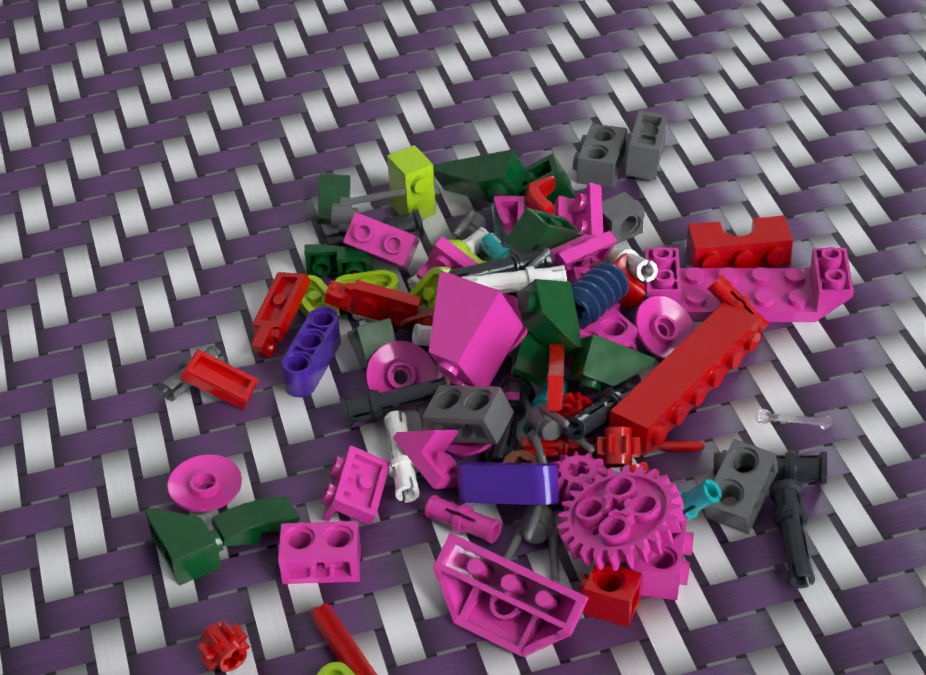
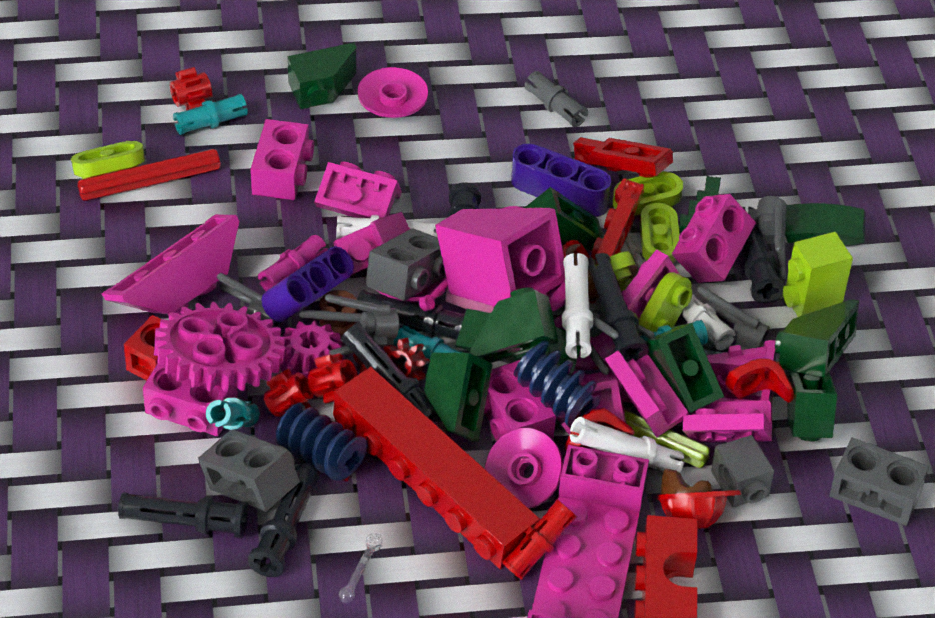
camera: 95 degrees right, 5 degrees up
(219, 379) = (533, 111): red tile -> none
(247, 521) = (336, 124): dark green slope -> none
(256, 629) = (210, 114): none -> teal pin
(555, 377) = (419, 318): red tile -> none
(646, 145) = (882, 520): dark grey brick -> none
(660, 228) = (693, 501): none -> red piece
(689, 445) = (321, 442): none -> dark blue piece

